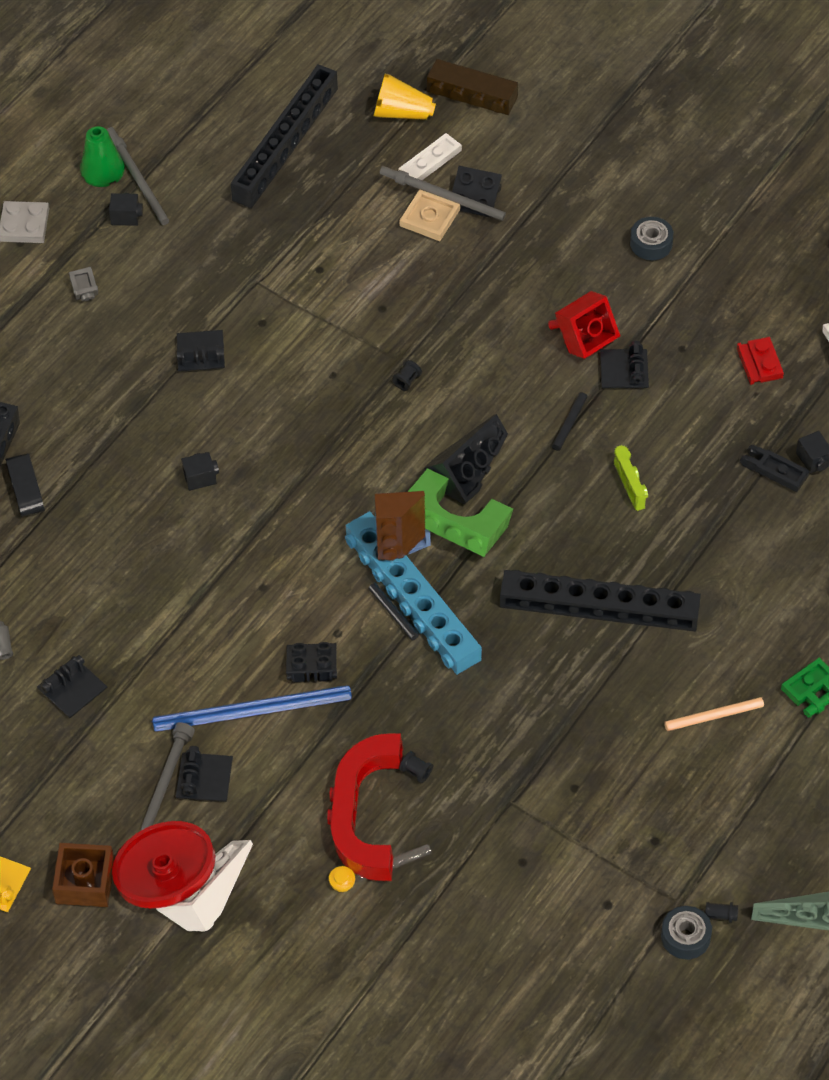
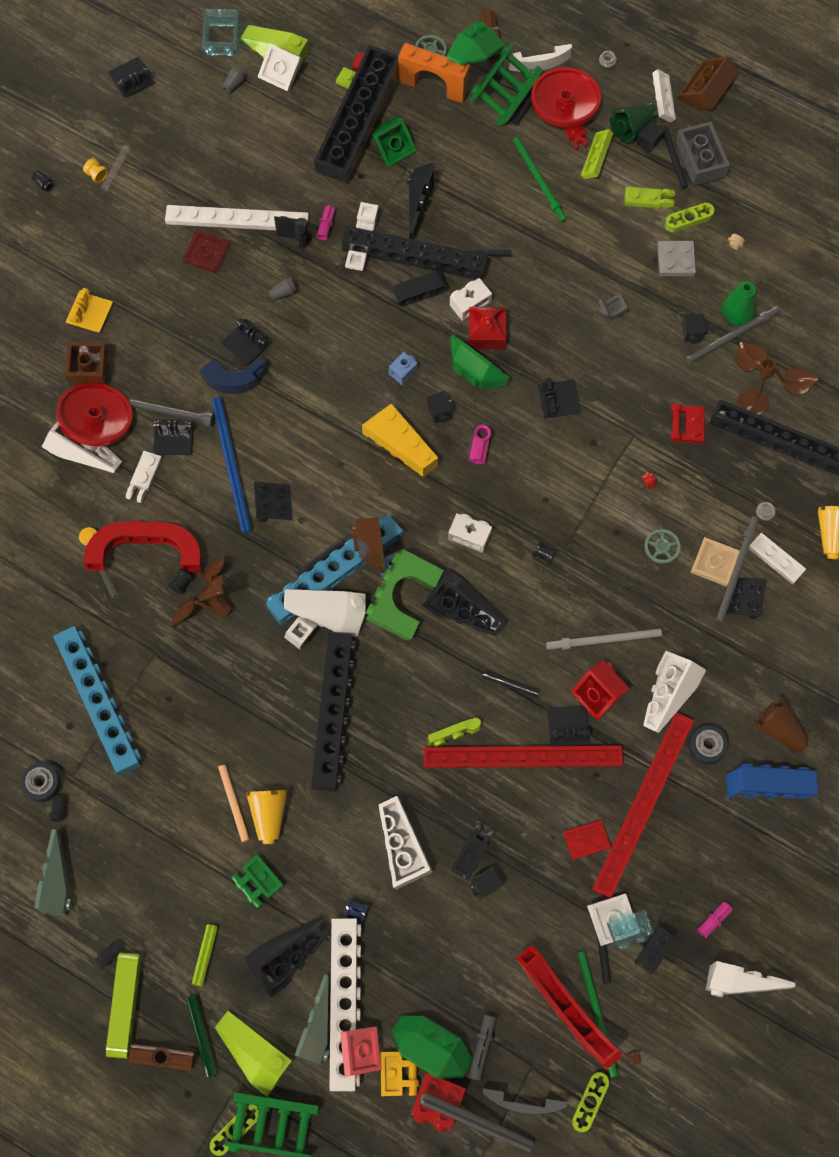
camera: 85 degrees right, 15 degrees up
(12, 160) = (736, 241): none -> tan plate
(49, 431) = (472, 295): none -> white brick
(95, 414) = (487, 328): none -> red piece
(129, 712) = (233, 382): none -> dark blue arch
(139, 507) = (403, 368): none -> medium blue brick
(143, 431) = (475, 367): none -> green wedge
(207, 120) = (752, 356): none -> reddish brown plant
(239, 513) = (401, 440): none -> yellow wedge
(248, 430) = (480, 445): none -> dark pink piece
(250, 227) = (693, 423): none -> red plate
(258, 813) = (144, 475): none -> white hinge
(320, 268) = (649, 479): none -> red plate
(369, 165) = (765, 511): none -> light grey plate
(374, 448) = (477, 539): none -> white brick
(405, 264) = (662, 546): none -> sand green wheel
(450, 694) = (213, 590): none -> reddish brown plant
(471, 590) = (332, 609): none -> white wedge
(492, 626) = (300, 631): none -> white slope
(521, 361) = (567, 643): none -> light grey bar
(569, 875) = (122, 763): none -> dark azure brick
(582, 266) = (674, 685): none -> white wedge
(629, 170) = (782, 725): none -> reddish brown cone
(661, 415) = (523, 757): none -> red plate
(697, 187) = (772, 782): none -> blue wedge
(720, 303) = (642, 805): none -> red plate
(729, 669) = (267, 813): none -> yellow cone
(769, 531) = (403, 847): none -> white wedge

